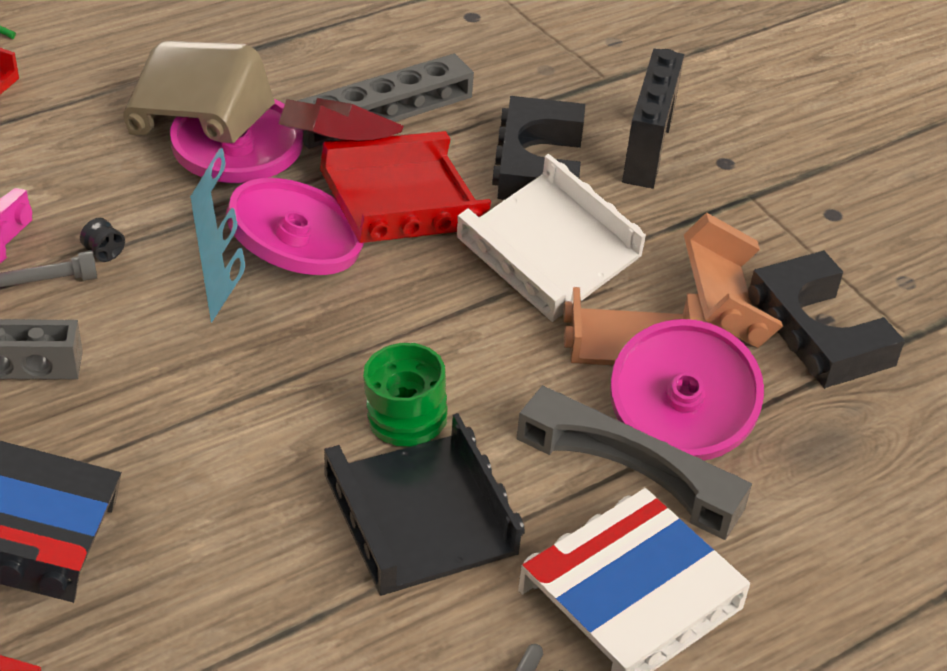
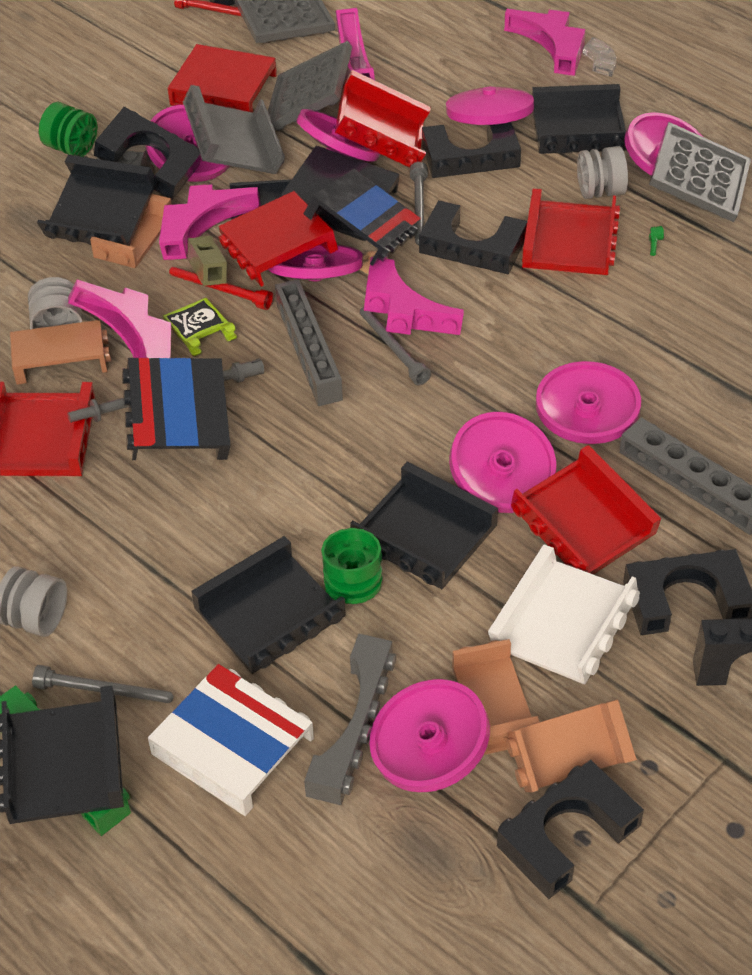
camera: 80 degrees right, 5 degrees up
(102, 239) = (446, 371): black wheel -> none
(204, 81) = (606, 363): dark tan windscreen -> none
(211, 241) = (416, 445): medium azure piece -> none
(337, 120) = (619, 448): dark red slope -> none
(341, 318) = (429, 525): none -> black panel

